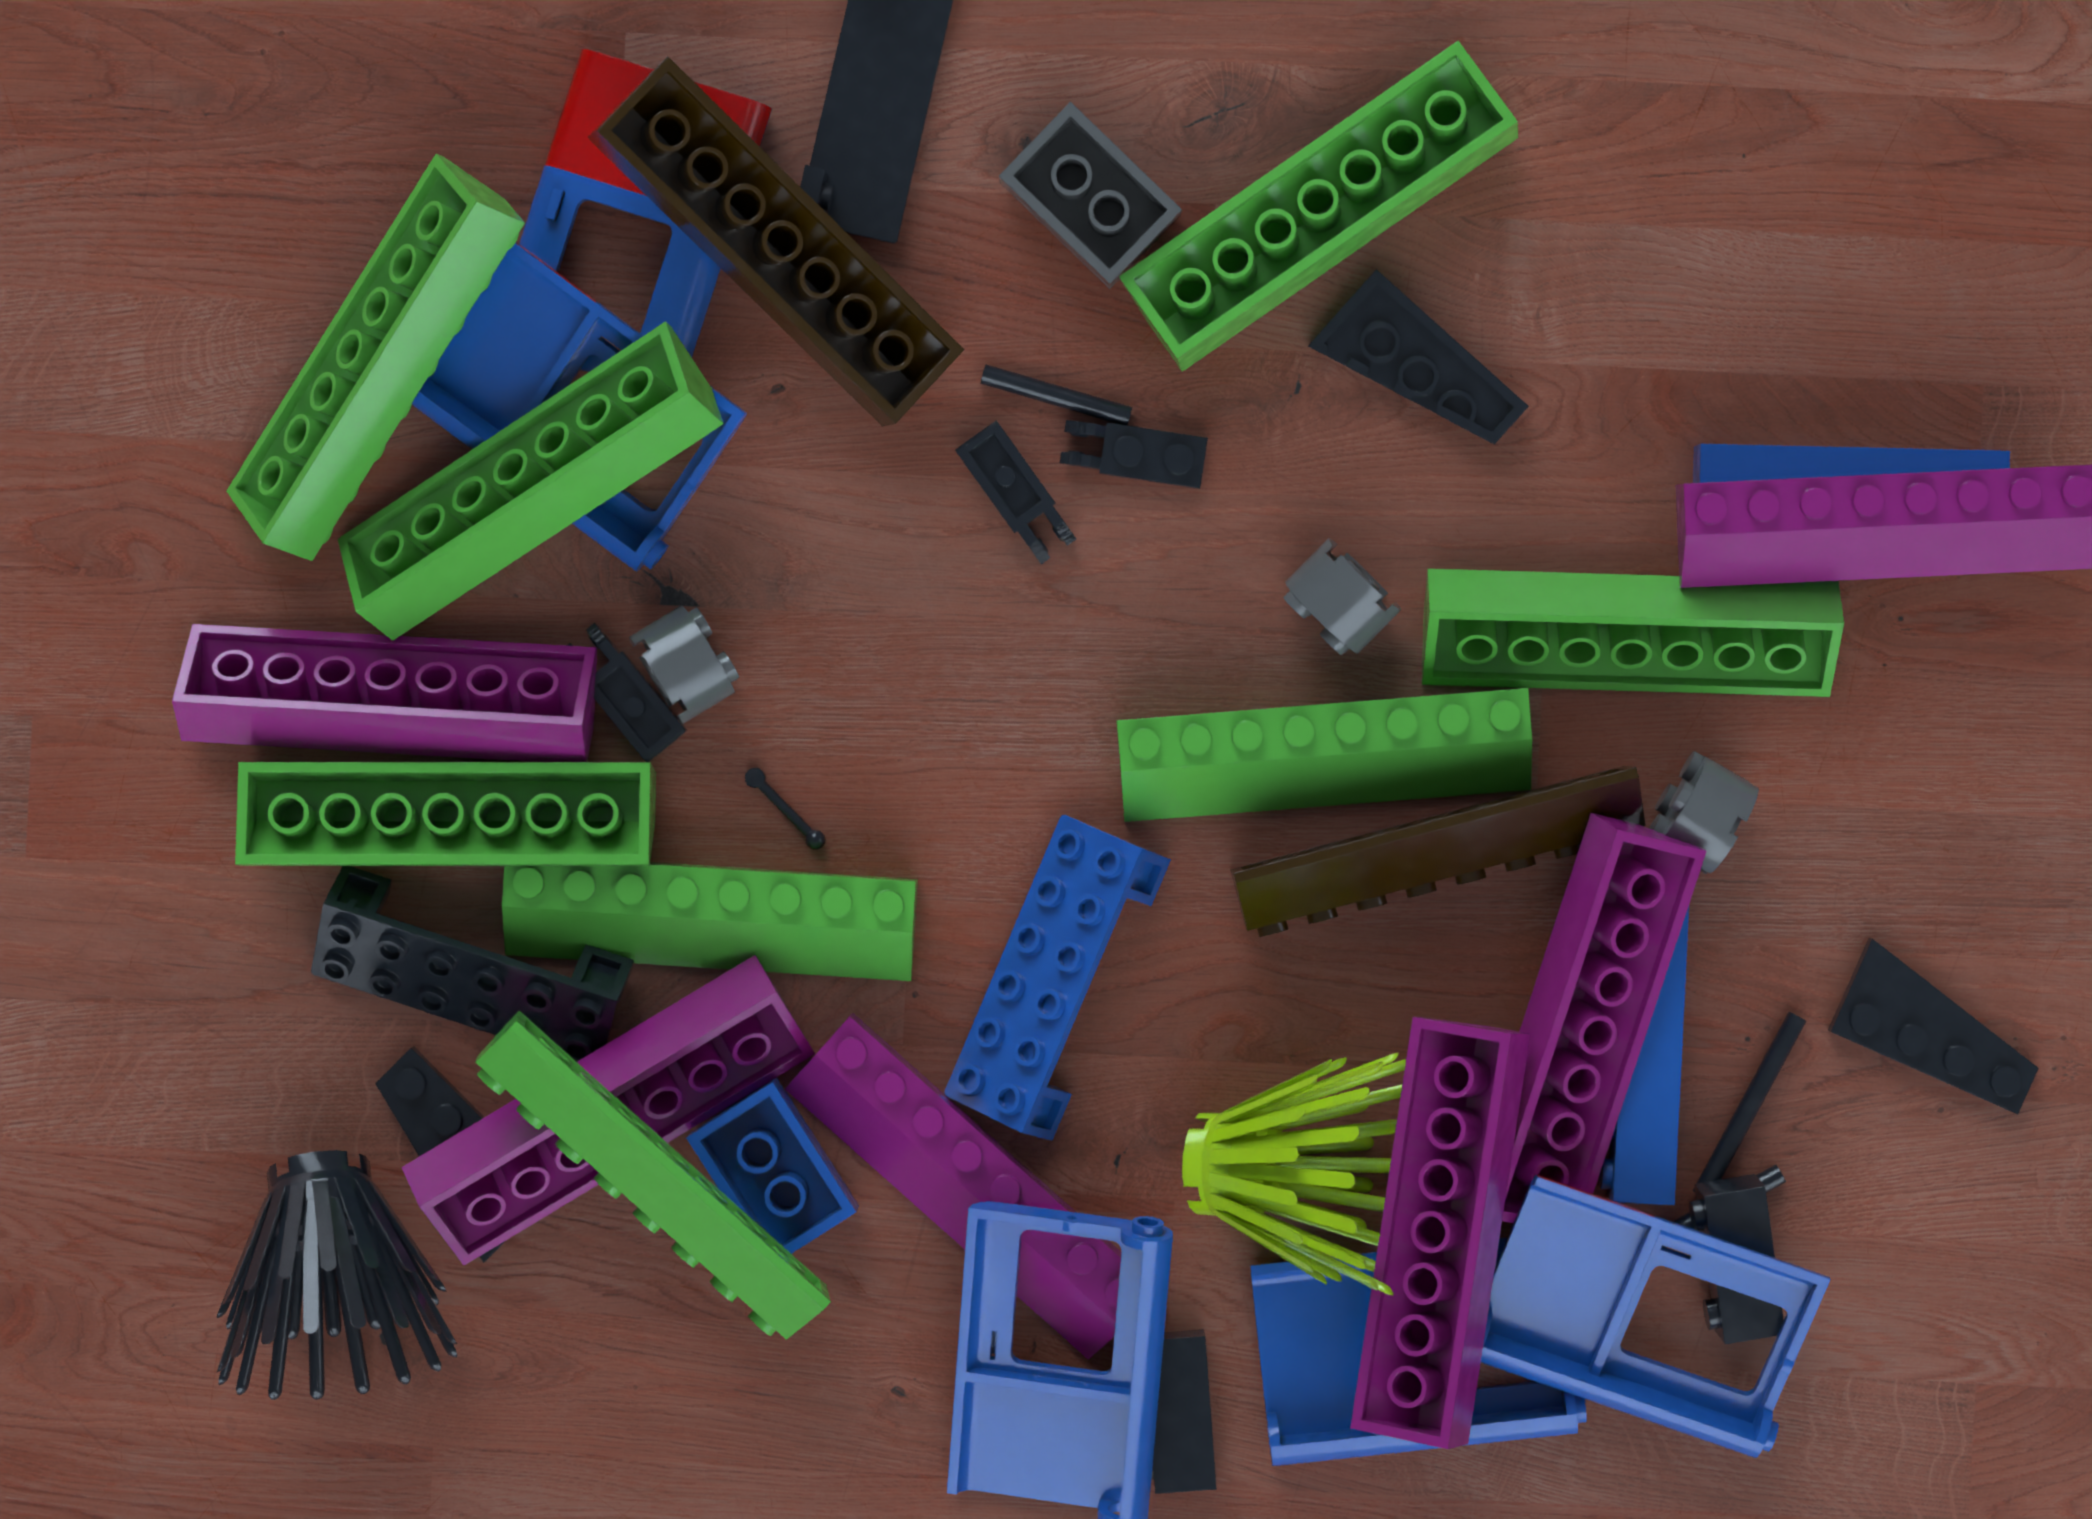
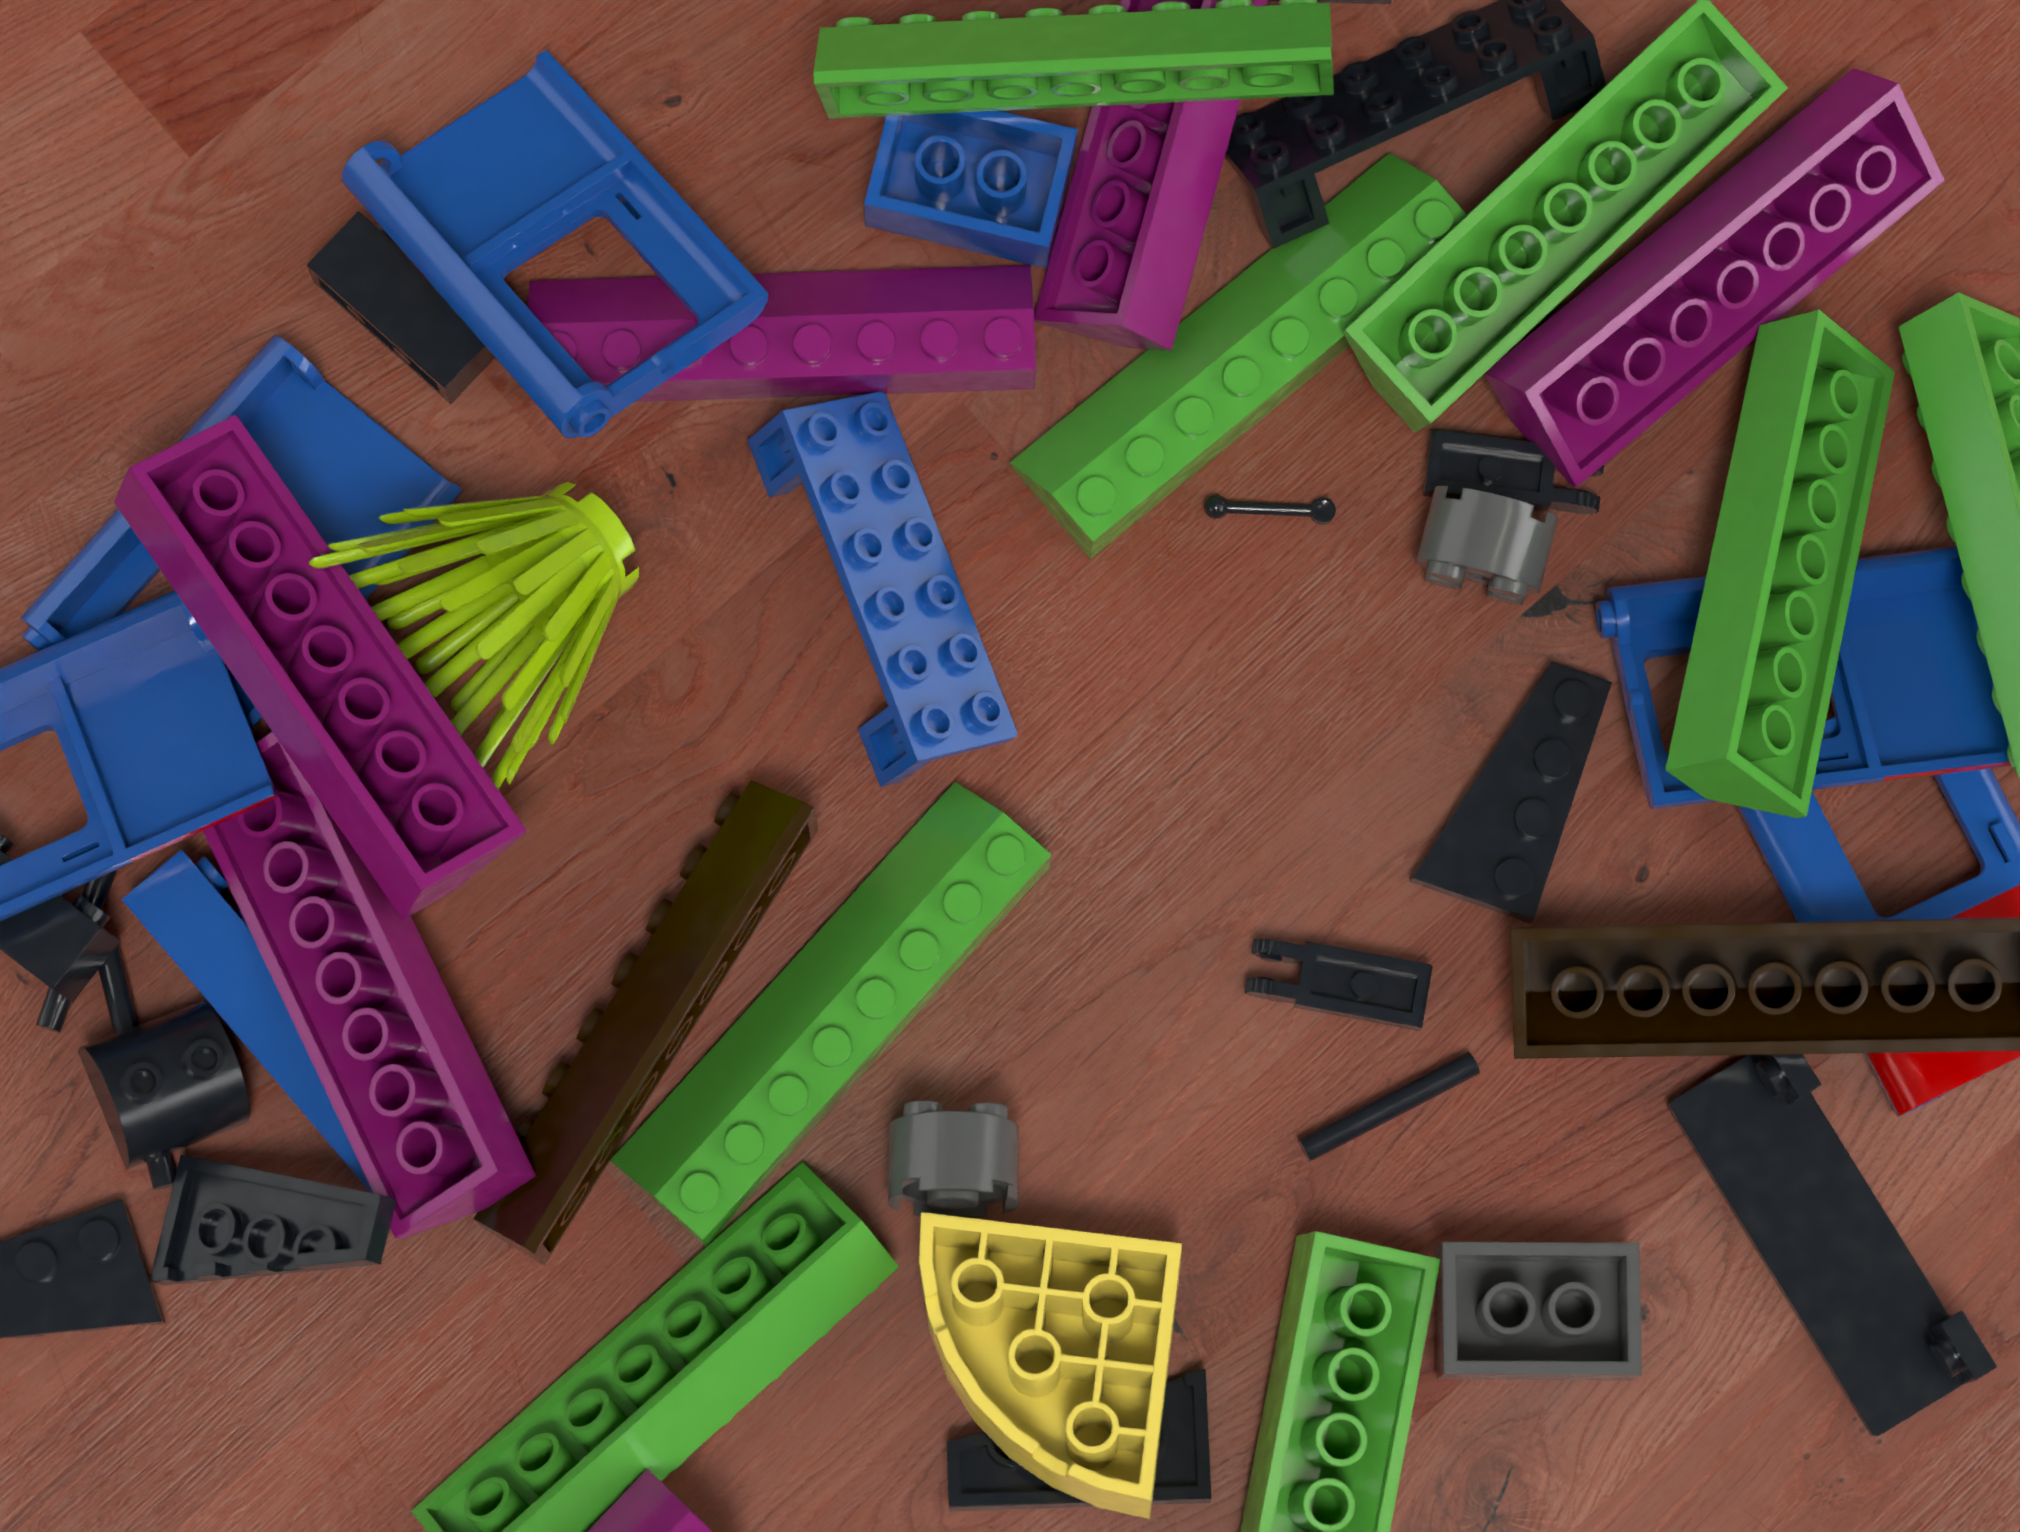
camera: 130 degrees right, 10 degrees down
(817, 494) = (1516, 810): none -> black wing
(1141, 453) = (1260, 1126): black hinge -> none
(1384, 434) = (1057, 1347): none -> light yellow brick
(1705, 808) = (433, 1287): dark grey brick -> none
(1744, 1074) = (167, 1083): none -> black brick
(1769, 939) = (262, 1223): none -> black wing

